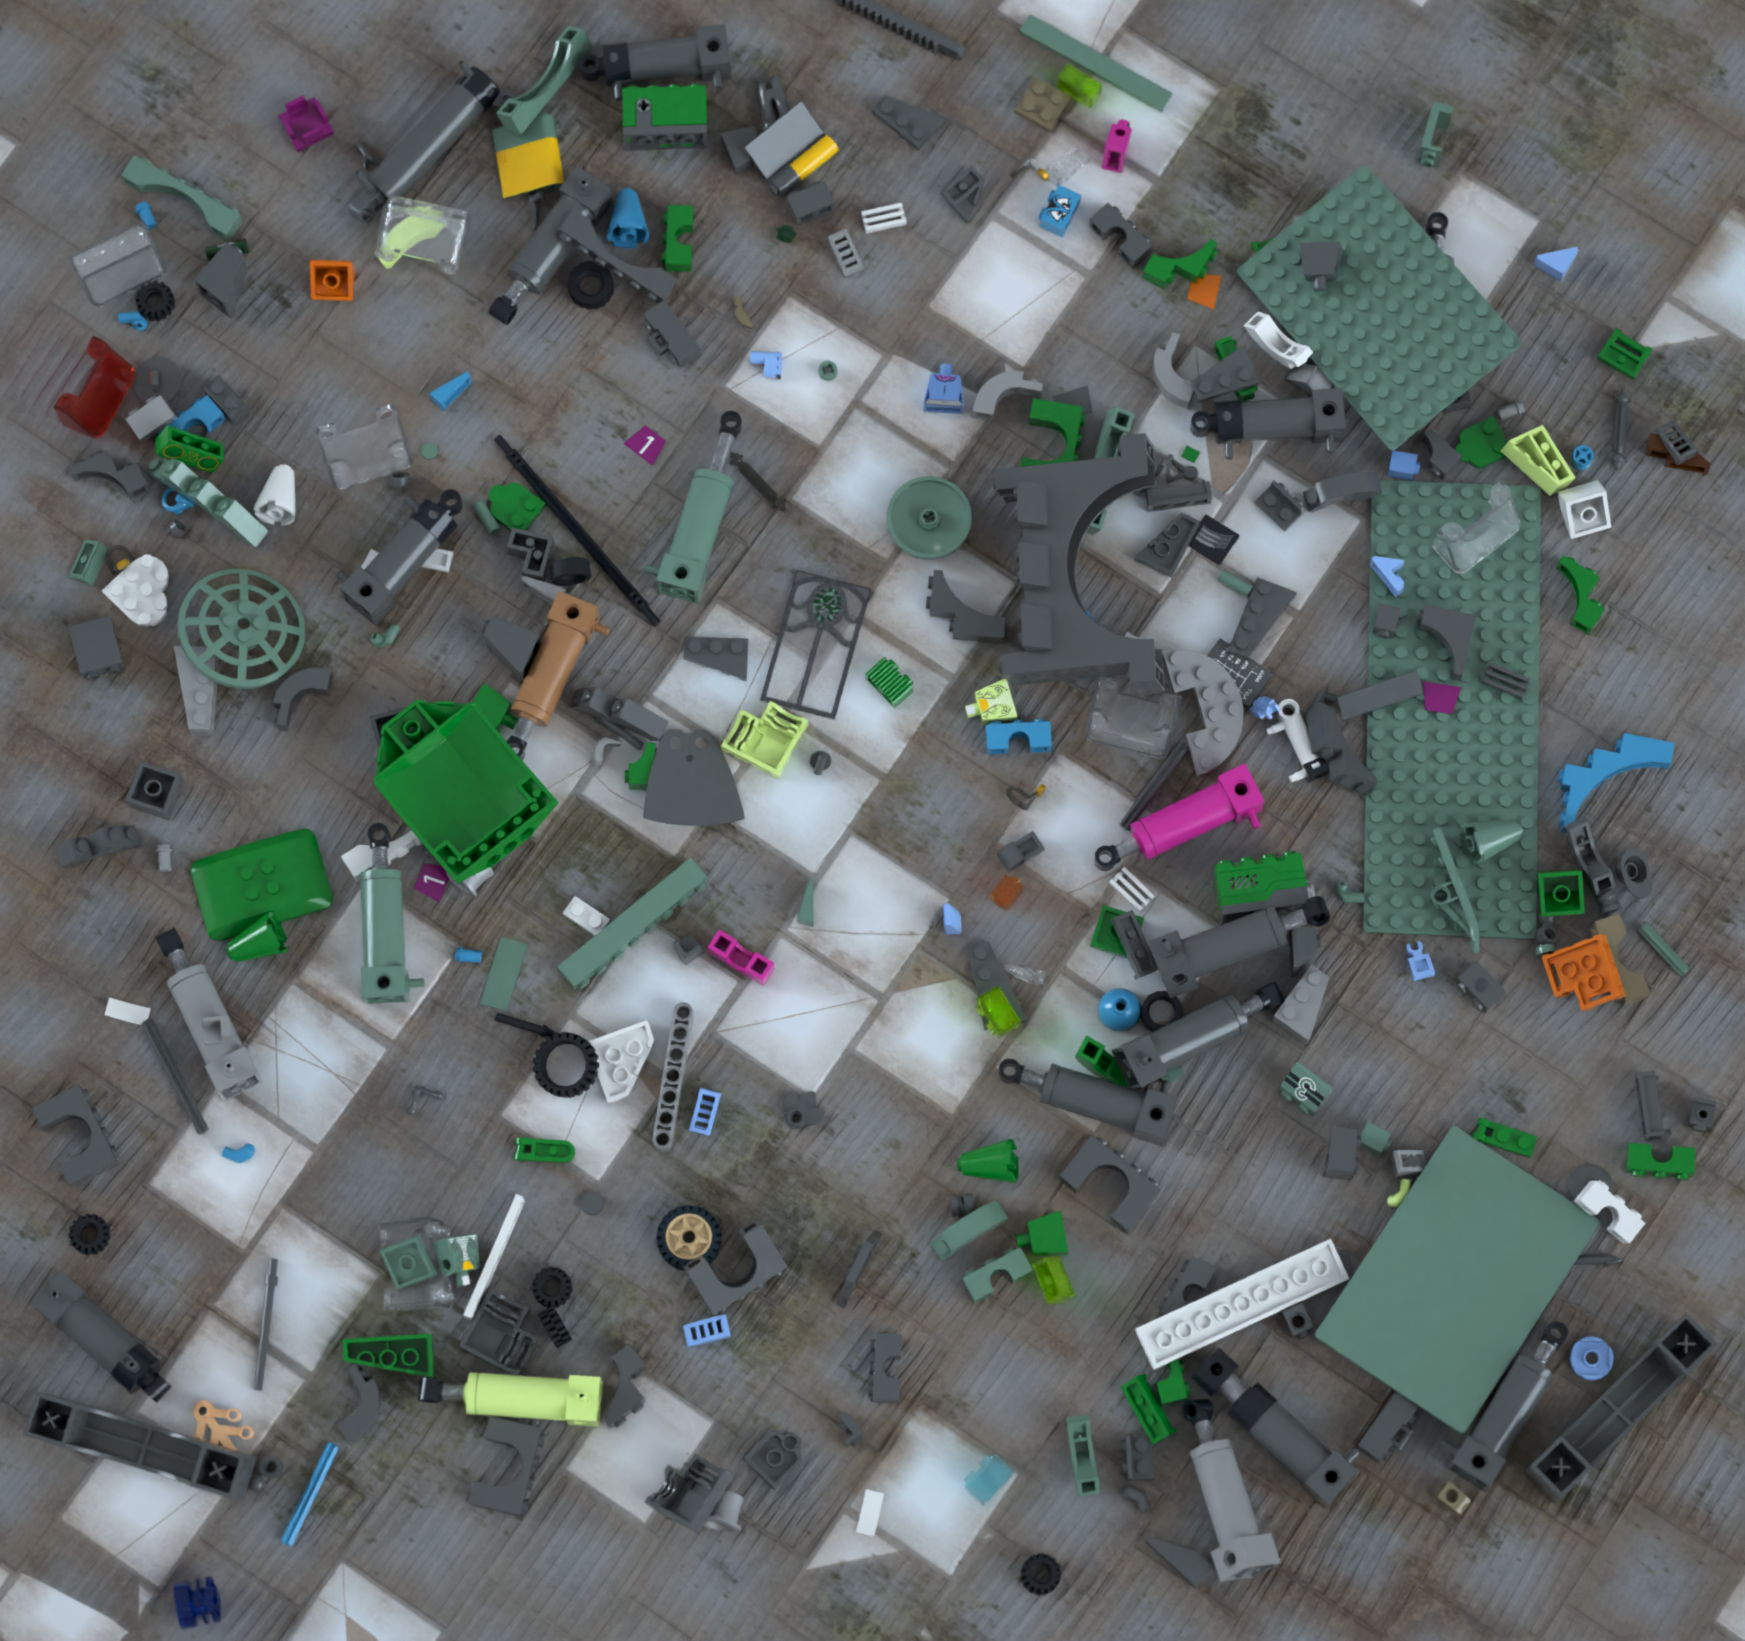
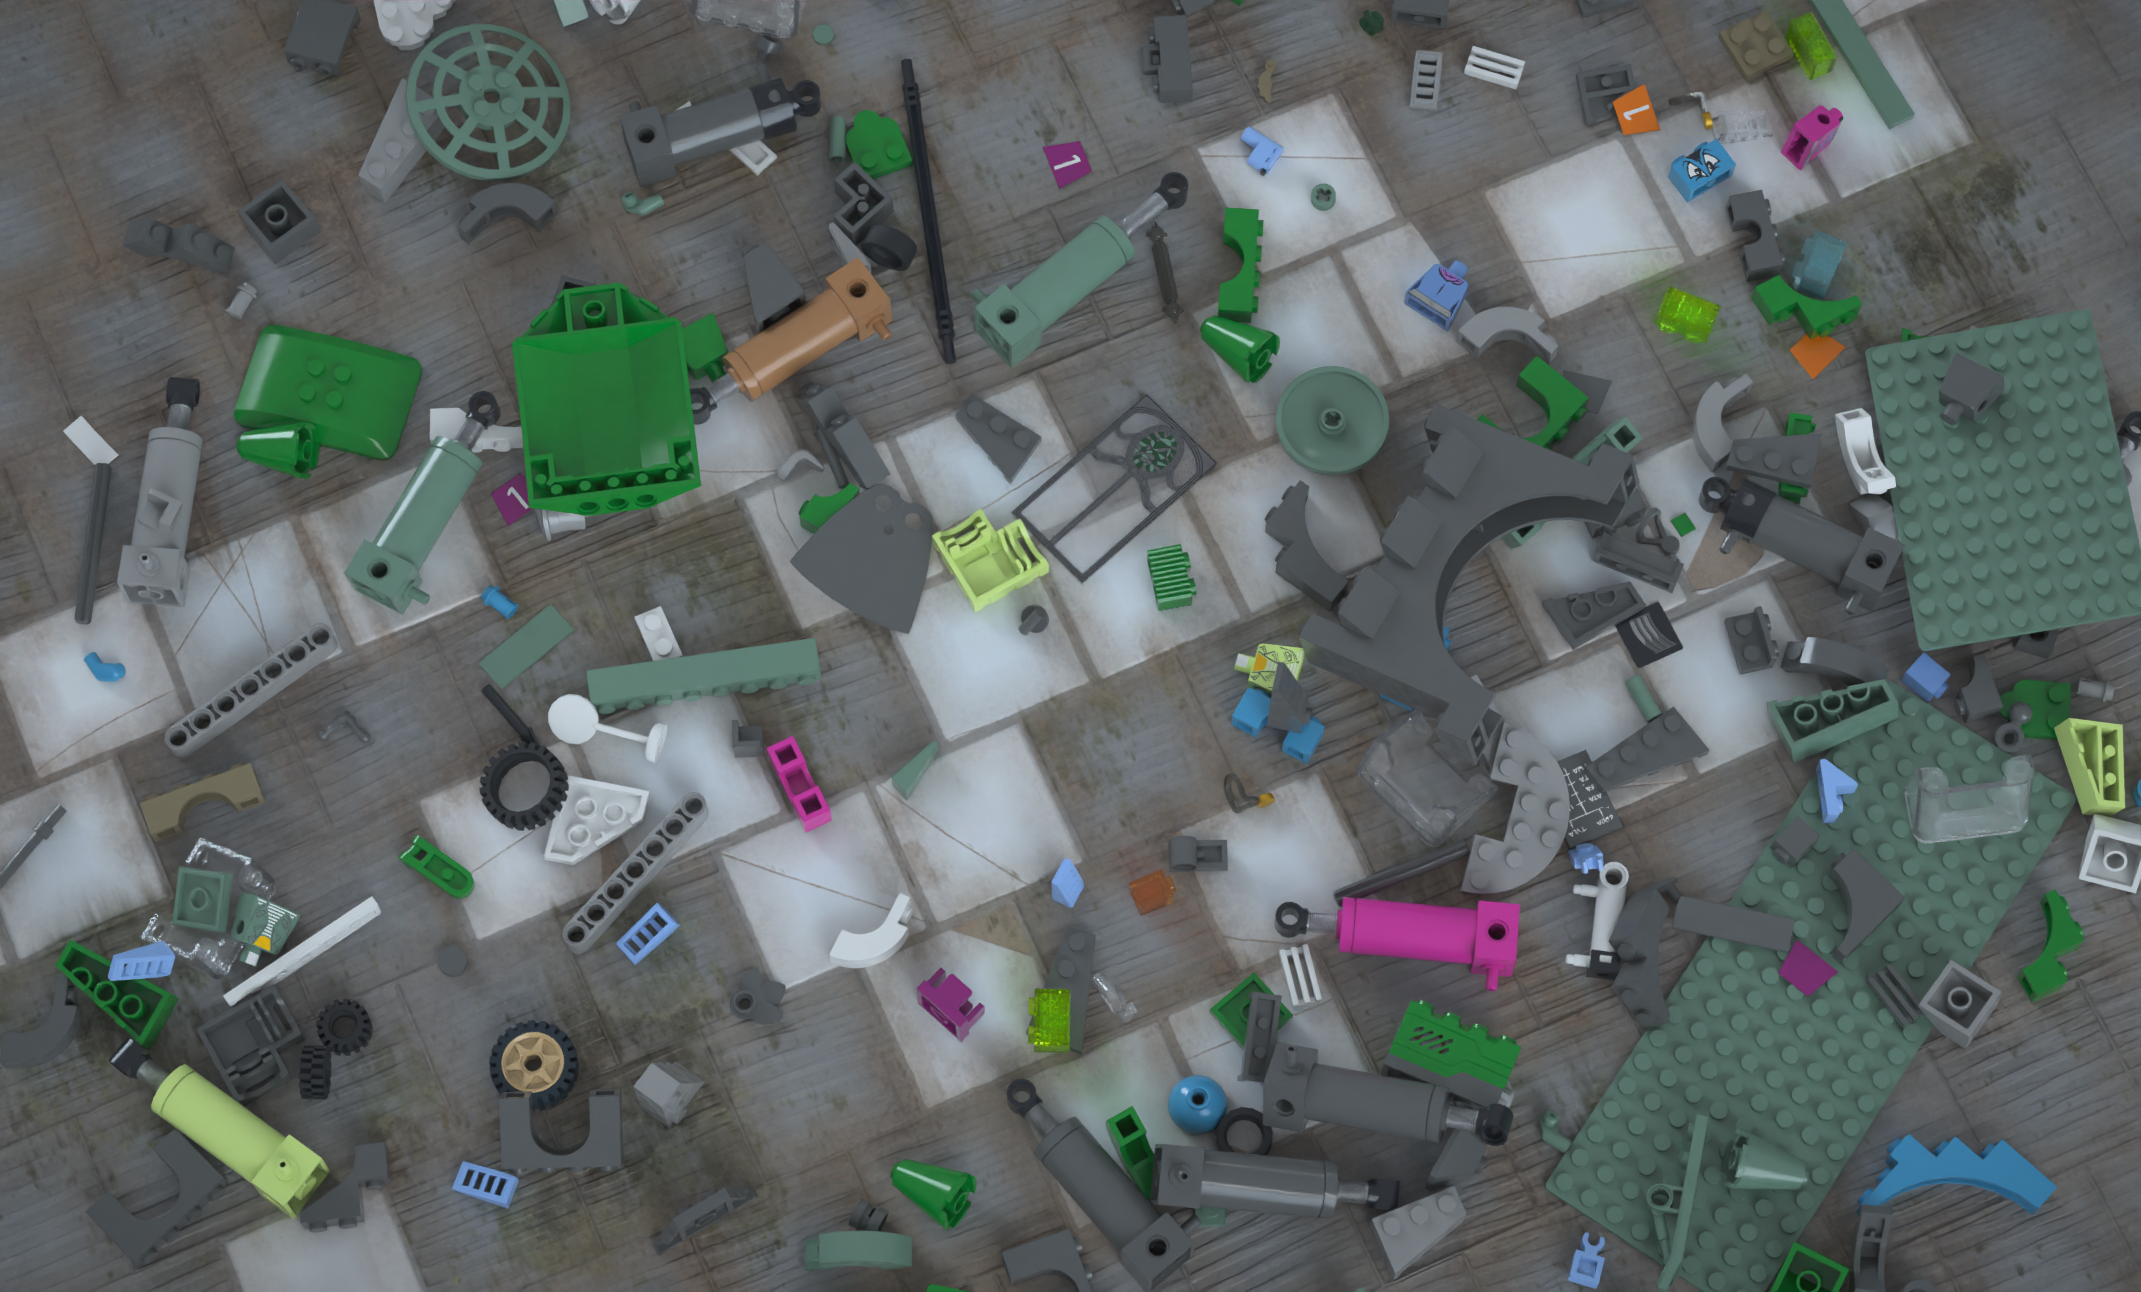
camera: 30 degrees right, 5 degrees down
(346, 1120) = (245, 703): none -> light grey beam
(380, 1177) = (167, 812): none -> dark tan arch
(402, 1324) = (143, 962): none -> light blue slope
(571, 1002) = (576, 721): none -> white piece
(787, 1204) = (666, 1091): none -> light grey wedge
(791, 426) = (1241, 234): none -> green arch
(838, 502) = (1241, 346): none -> green cone
(854, 1034) = (877, 946): none -> white arch
(927, 1040) = (948, 1003): none -> magenta panel
(994, 195) = (1636, 112): none -> orange sticker
(1019, 719) = (1288, 702): none -> dark grey wedge
(1110, 314) = (1687, 315): none -> clear neon green brick
(1173, 231) = (1819, 264): none -> clear light blue brick
(1360, 527) = (1831, 717): none -> sand green wedge
(1475, 454) = (2020, 714): none -> dark grey plate
(1547, 663) = (1959, 1003): none -> light grey slope

